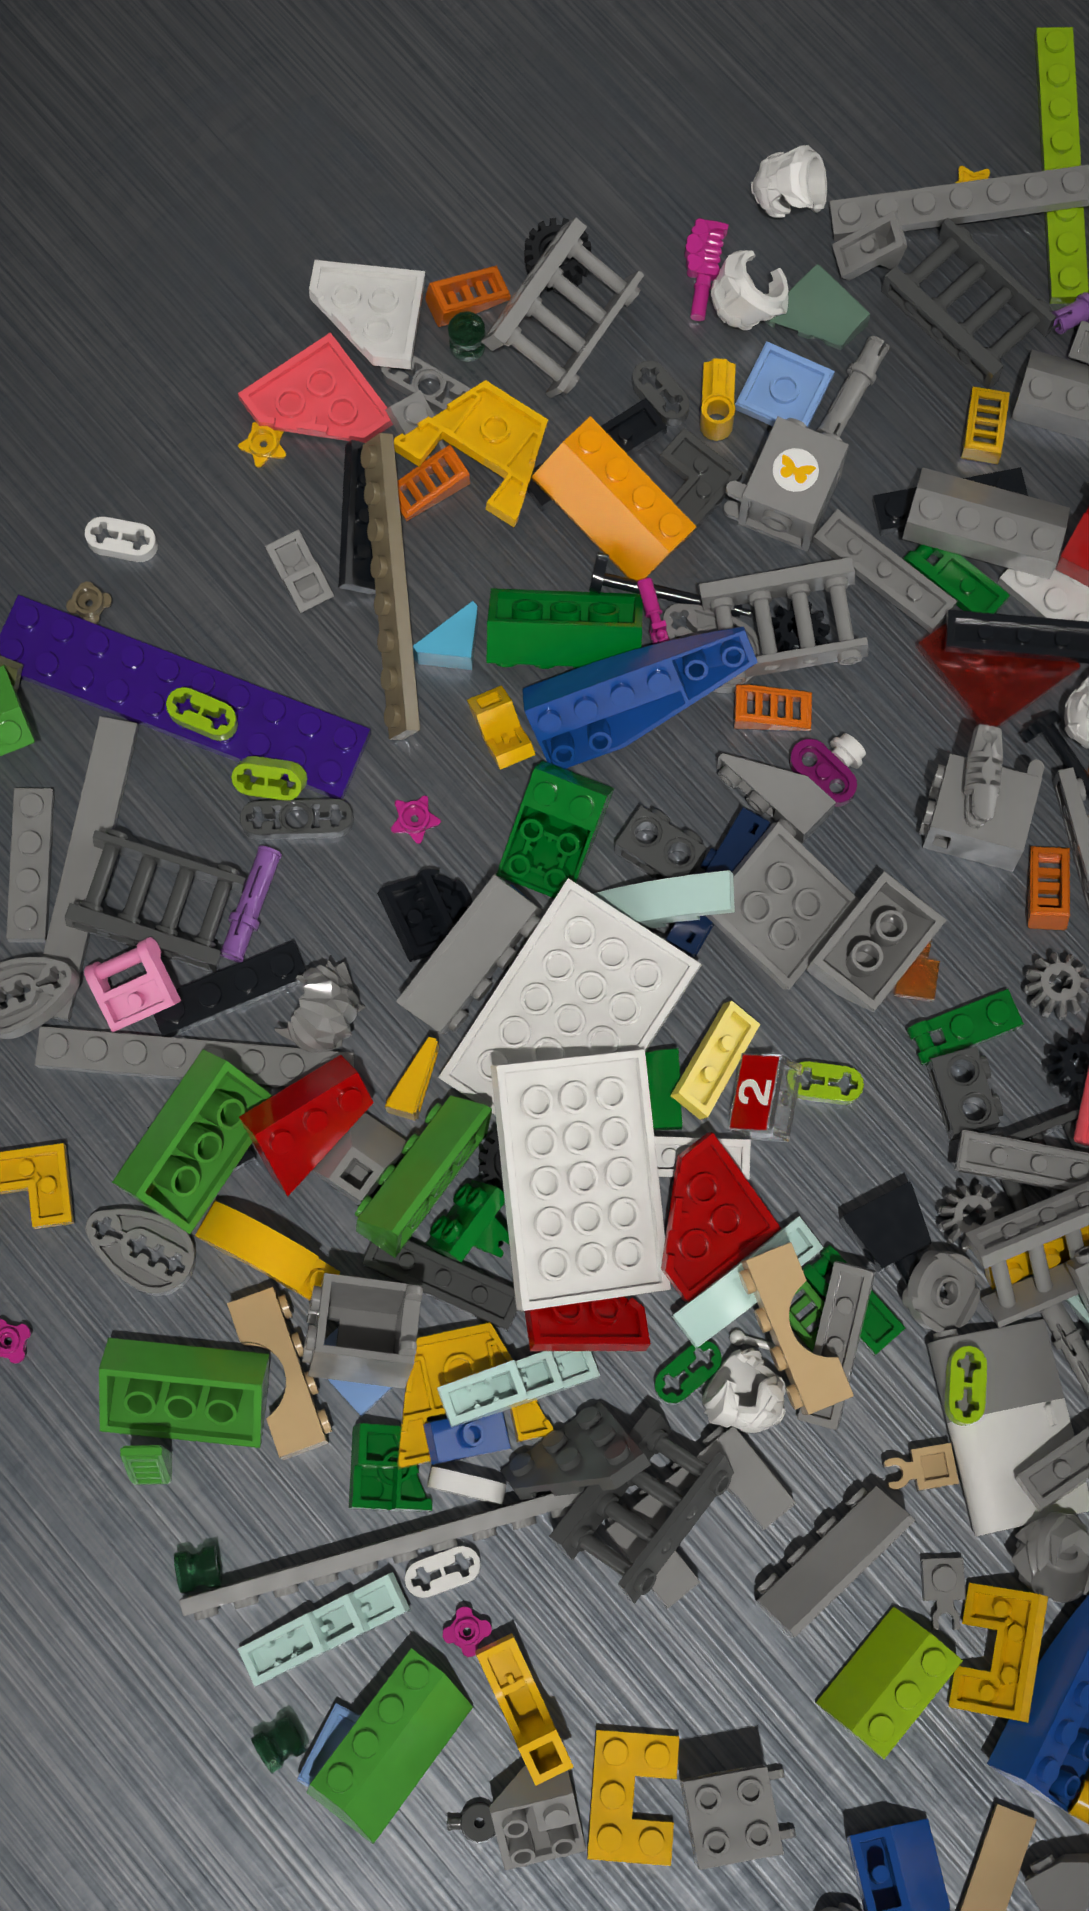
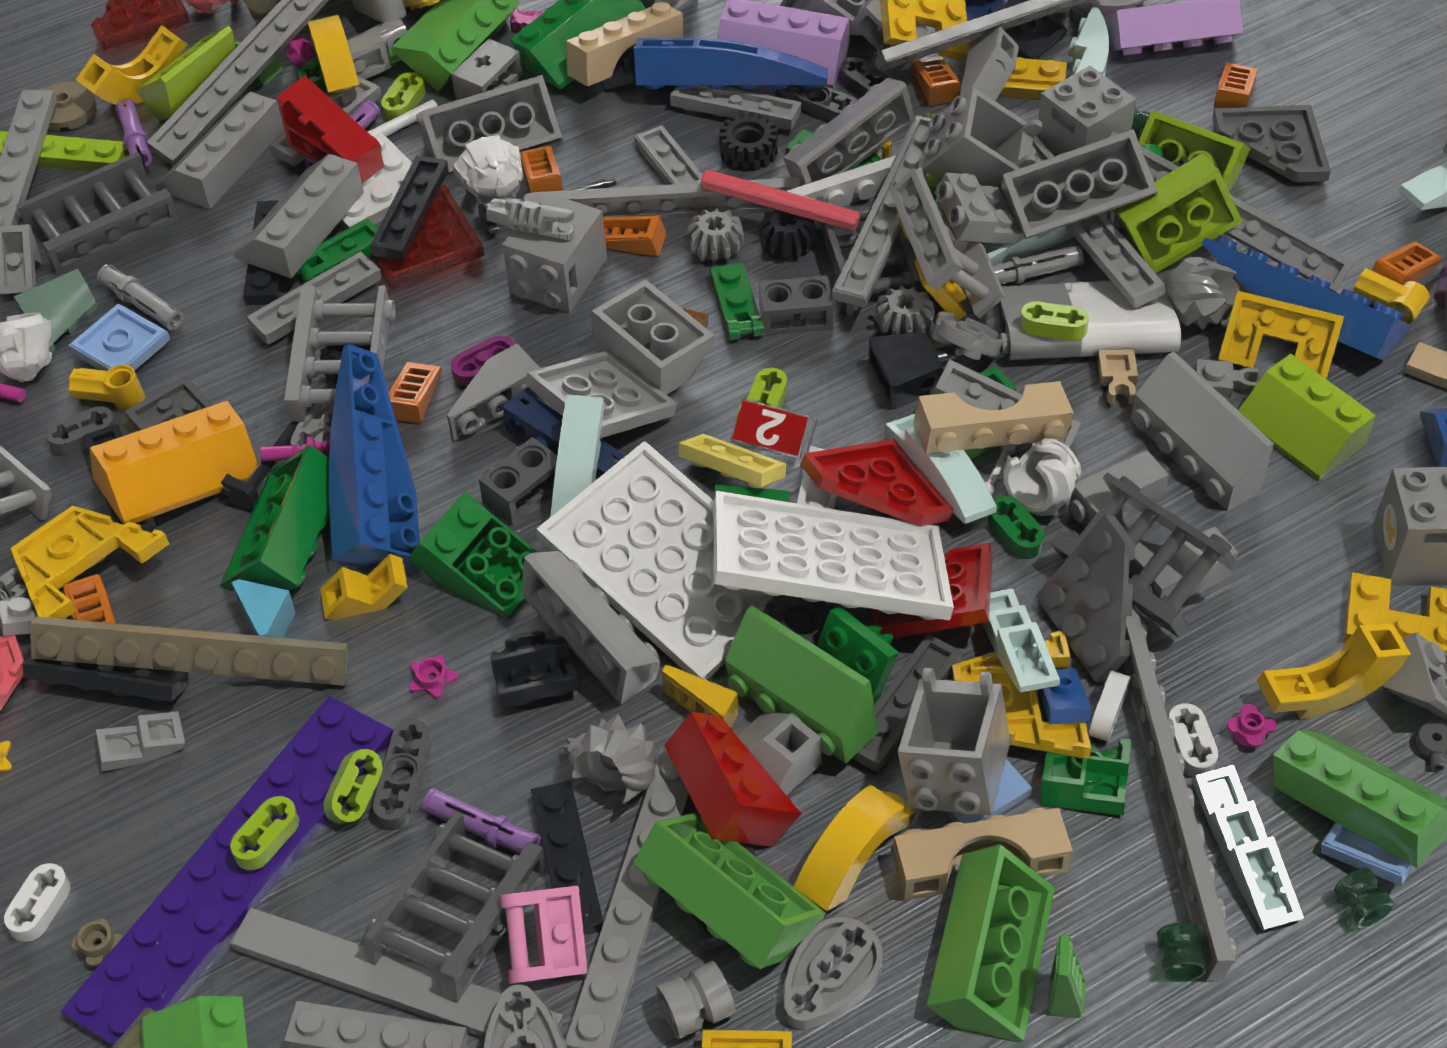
camera: 80 degrees left, 25 degrees down
(87, 1127) = (695, 999): none -> light grey wheel
(789, 484) = (213, 335): light grey container -> none
(848, 750) = (469, 336): white plate -> none
(979, 450) = (219, 220): yellow slope -> none

